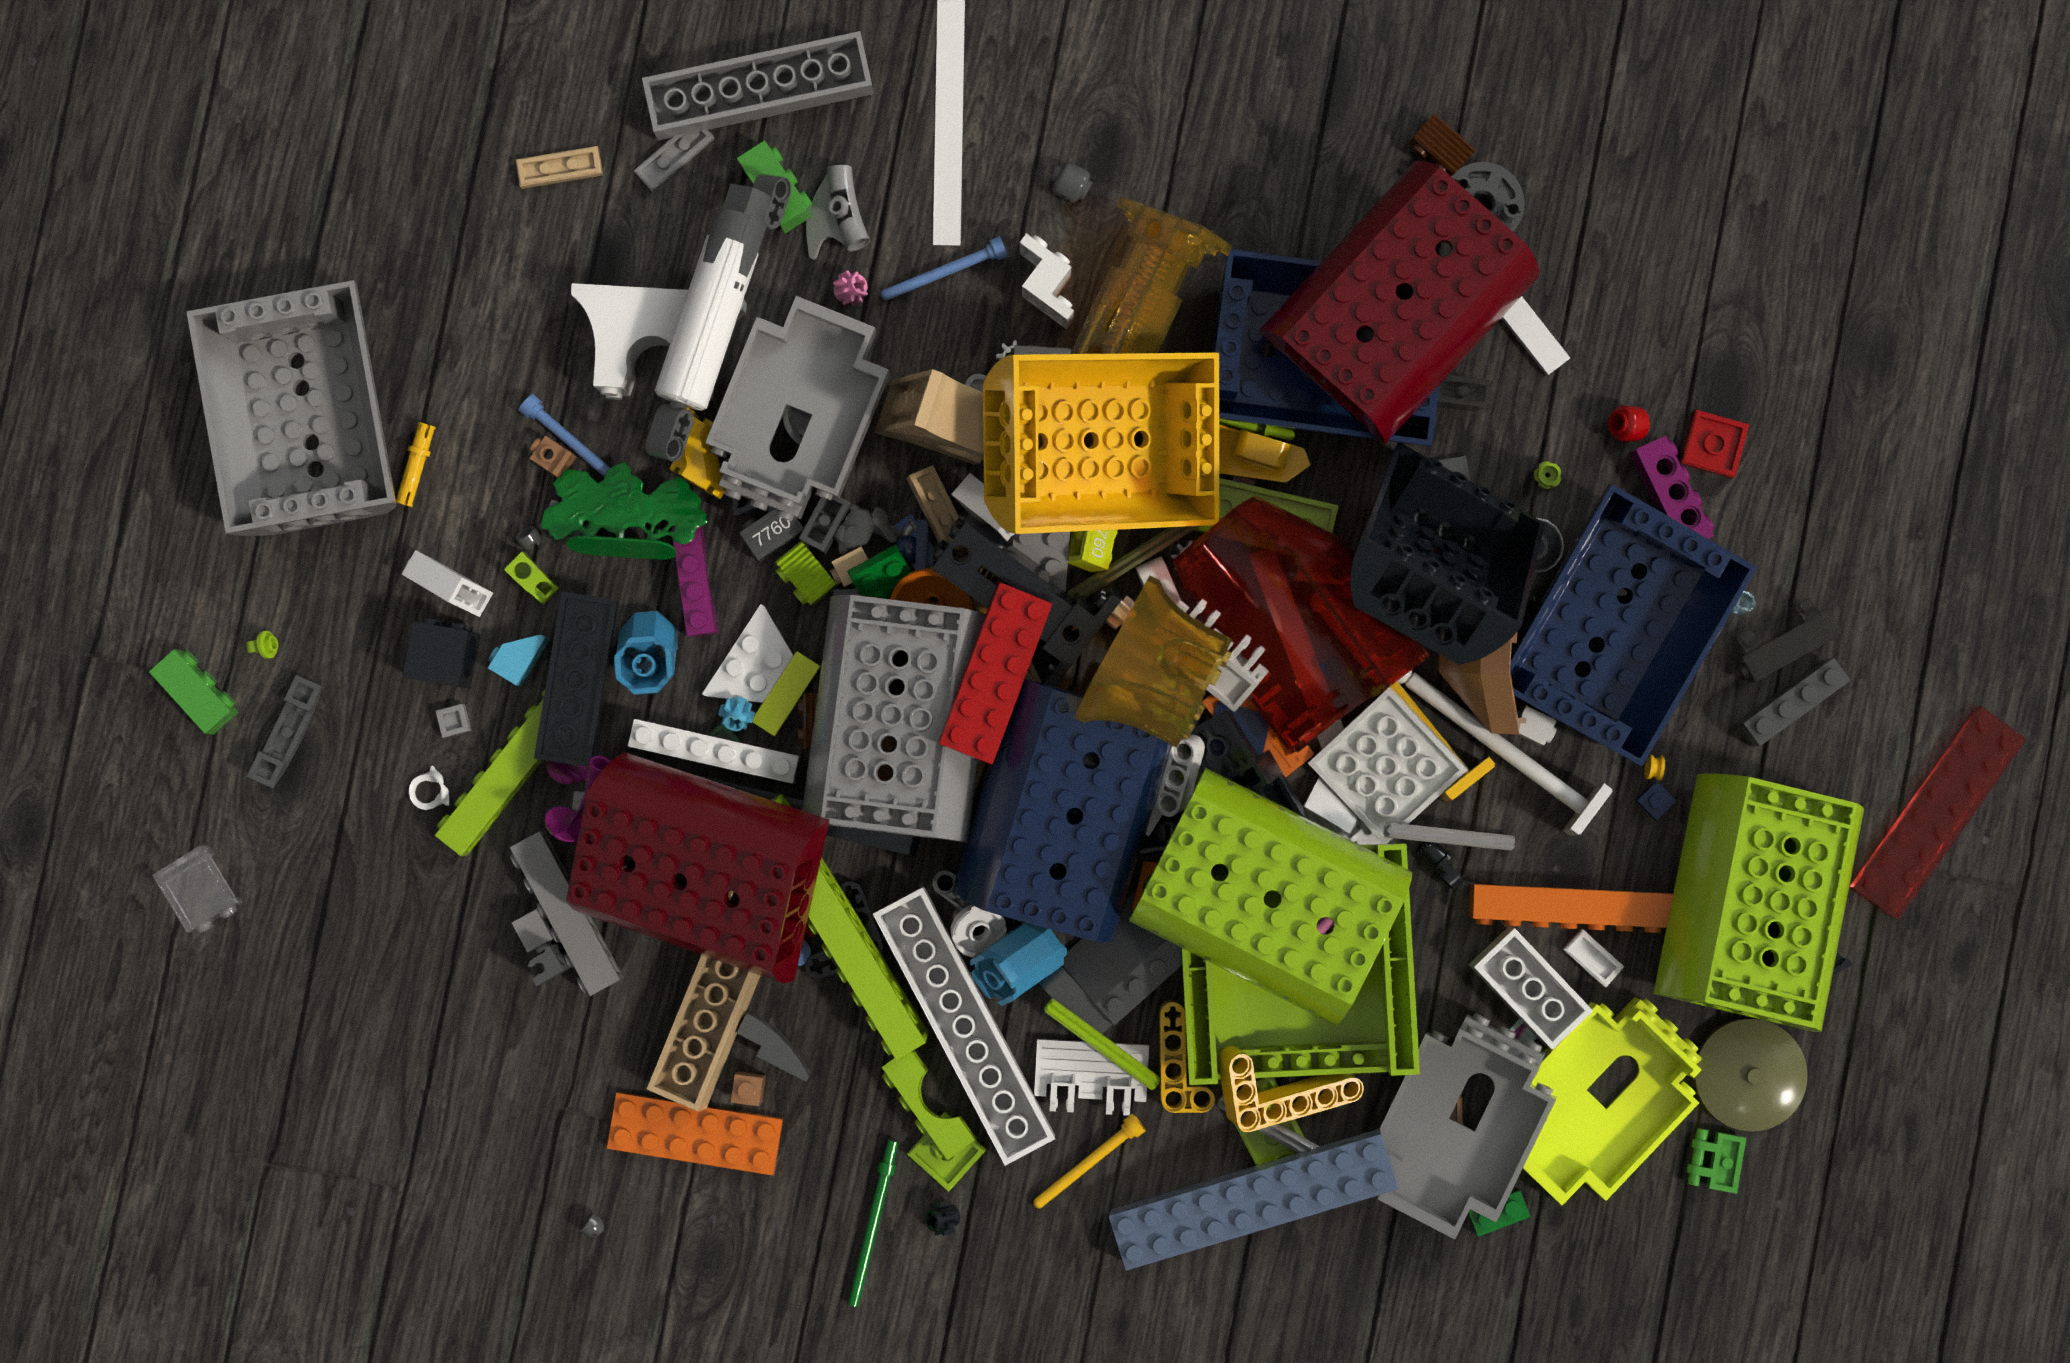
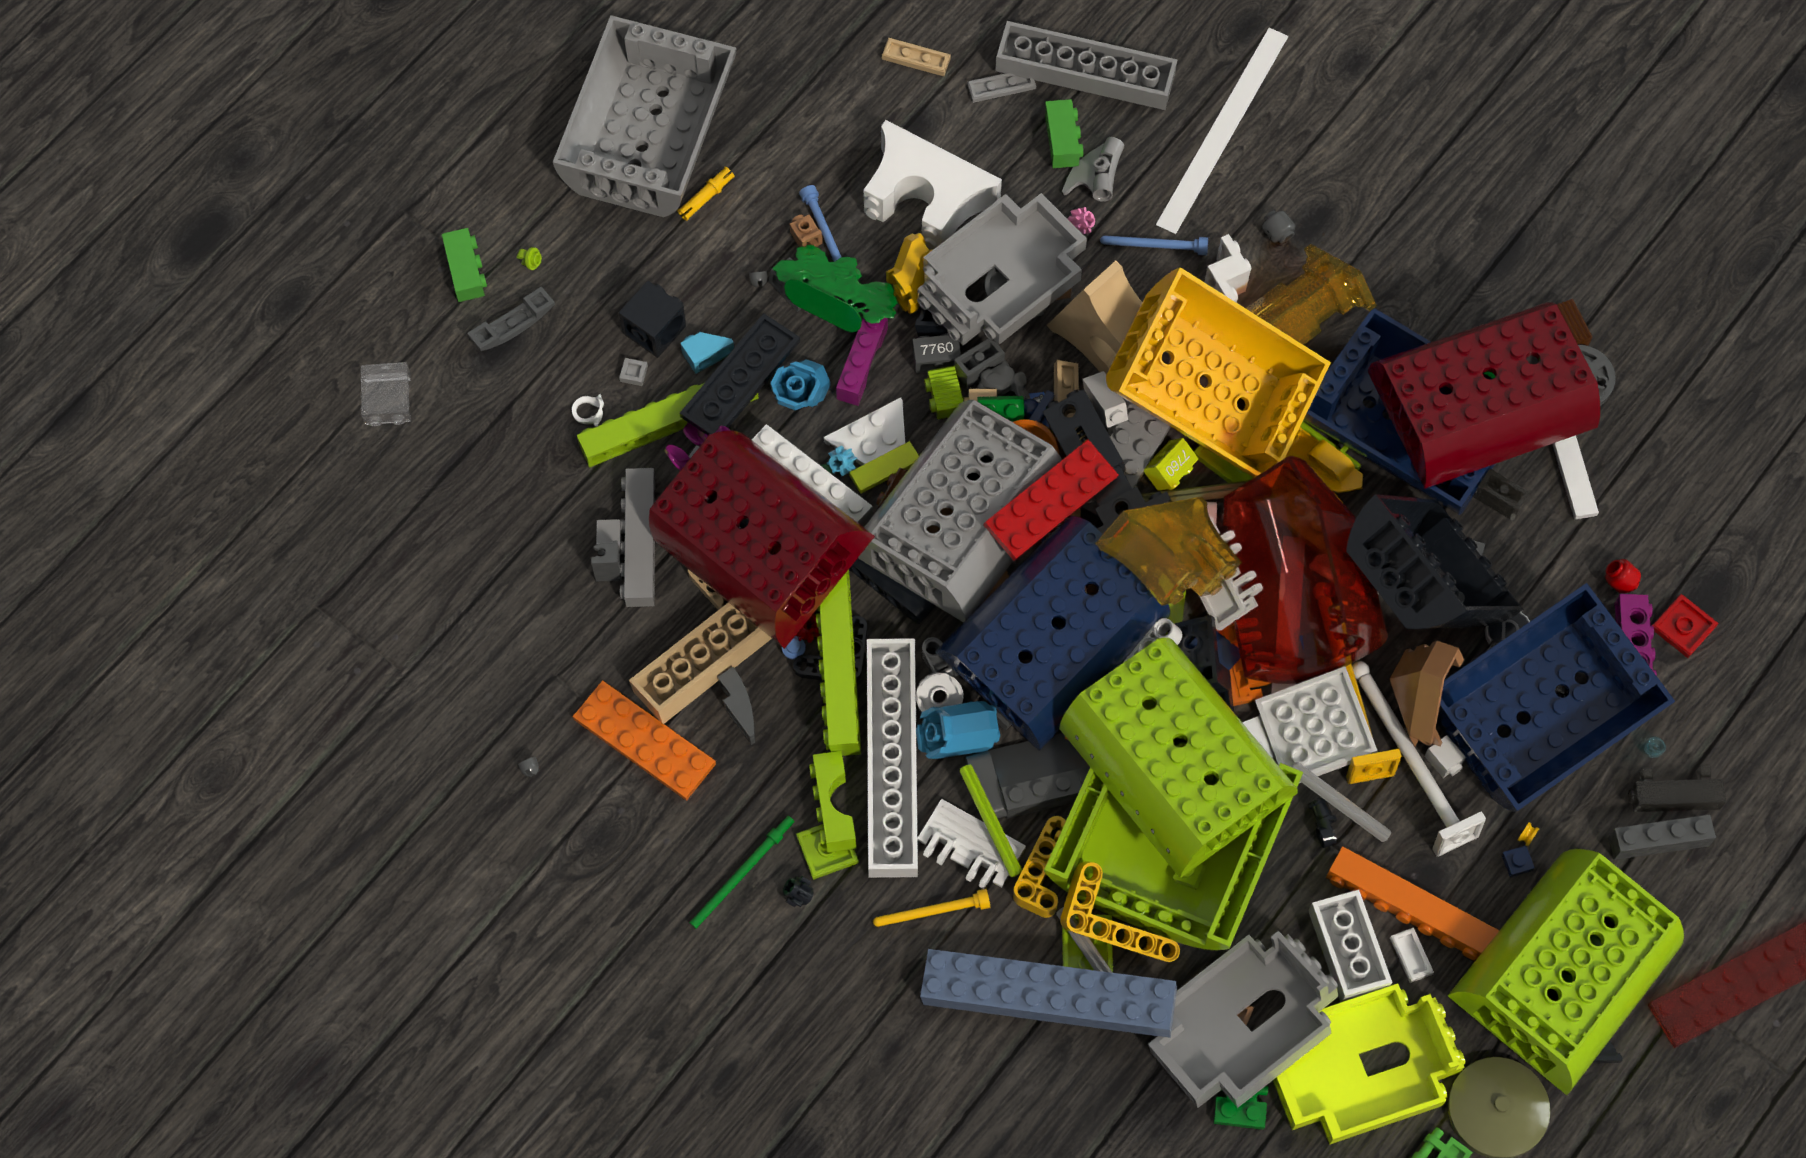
camera: 30 degrees right, 20 degrees down
(447, 583) = (684, 278): white slope -> none
(531, 578) = (745, 301): lime leg -> none
(713, 308) = (977, 174): piece -> none
(748, 1088) = (703, 723): medium nougat brick -> none
(1552, 469) = (1542, 580): lime plate -> none

